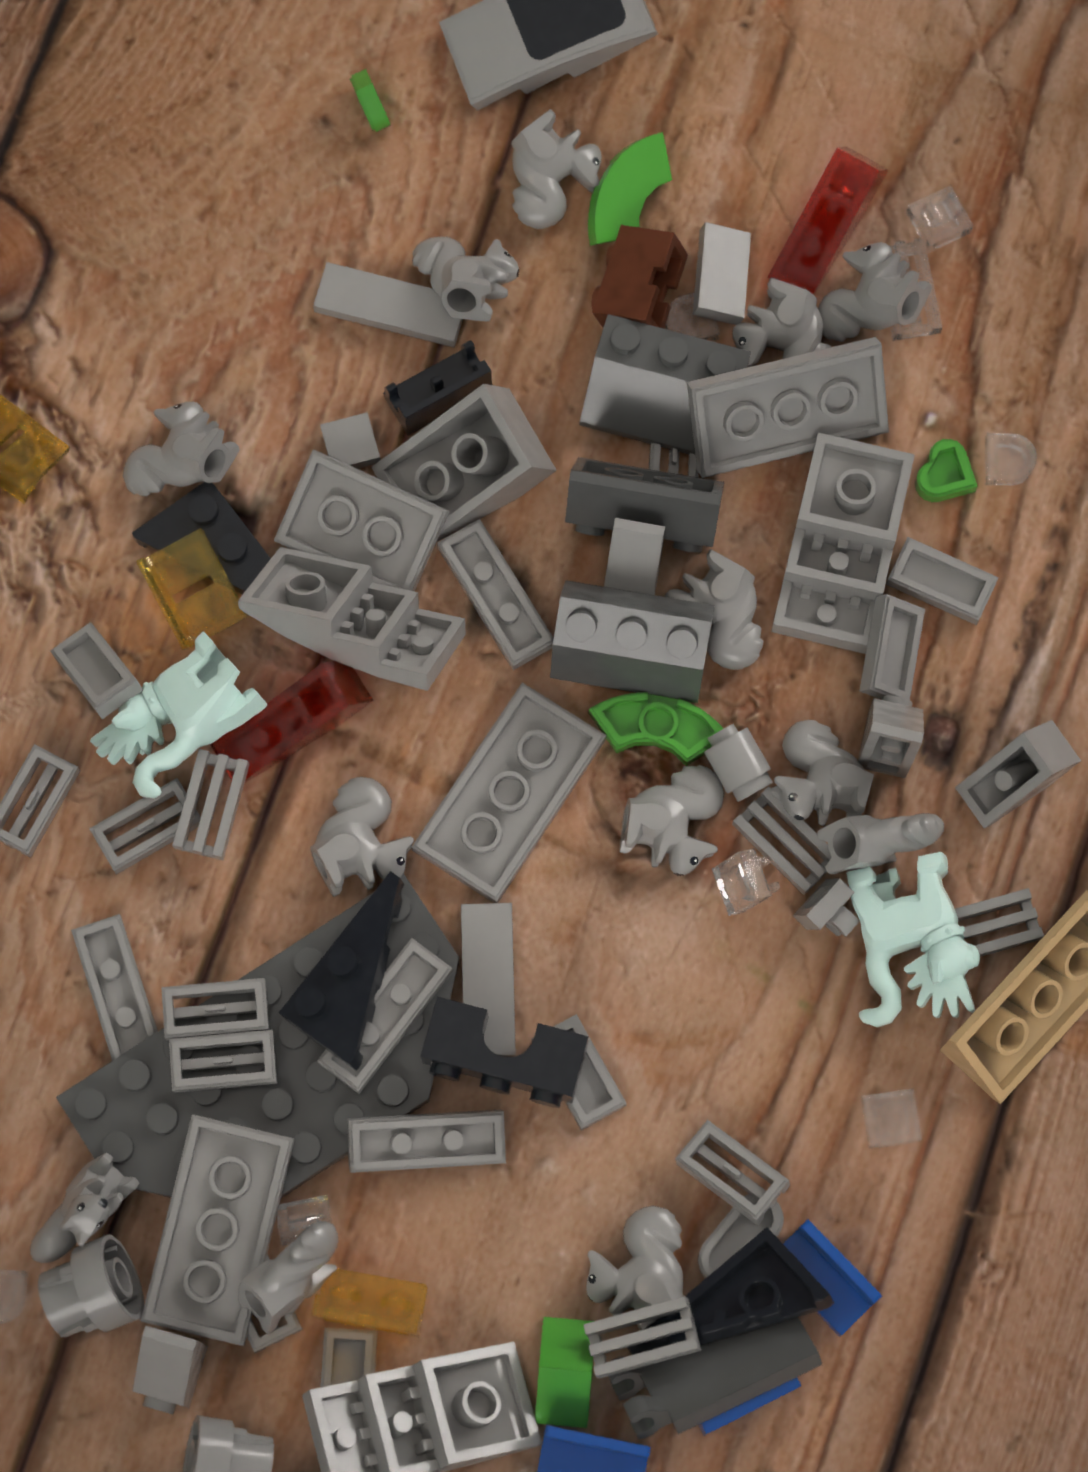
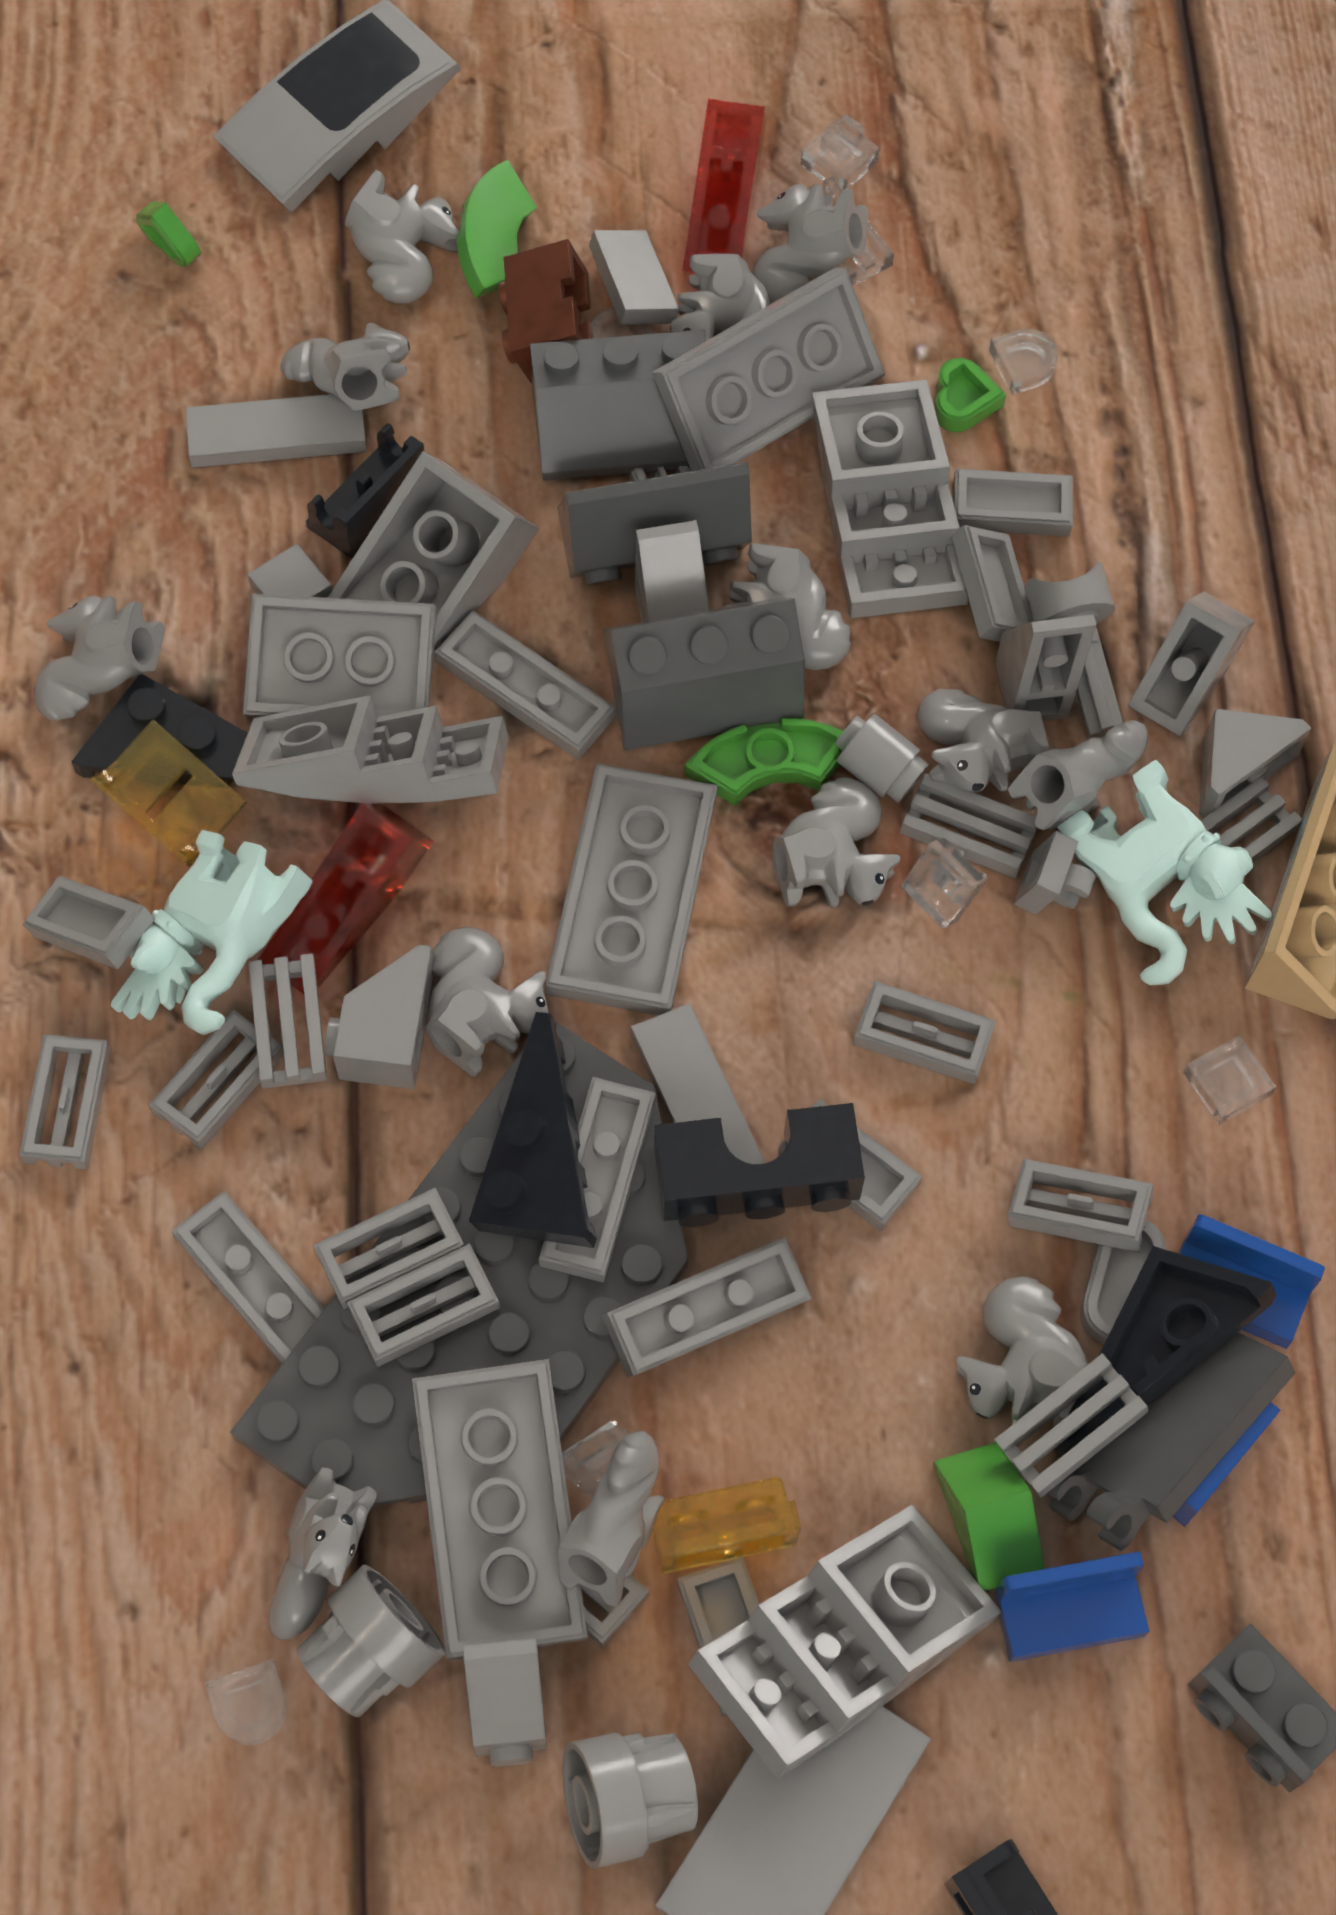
camera: 25 degrees left, 10 degrees down
(281, 832) = (384, 1023): none -> light grey slope
(666, 1007) = (917, 1053): none -> light grey tile
(940, 700) = (1081, 597): none -> light grey piece
(1023, 864) = (1242, 749): none -> light grey slope

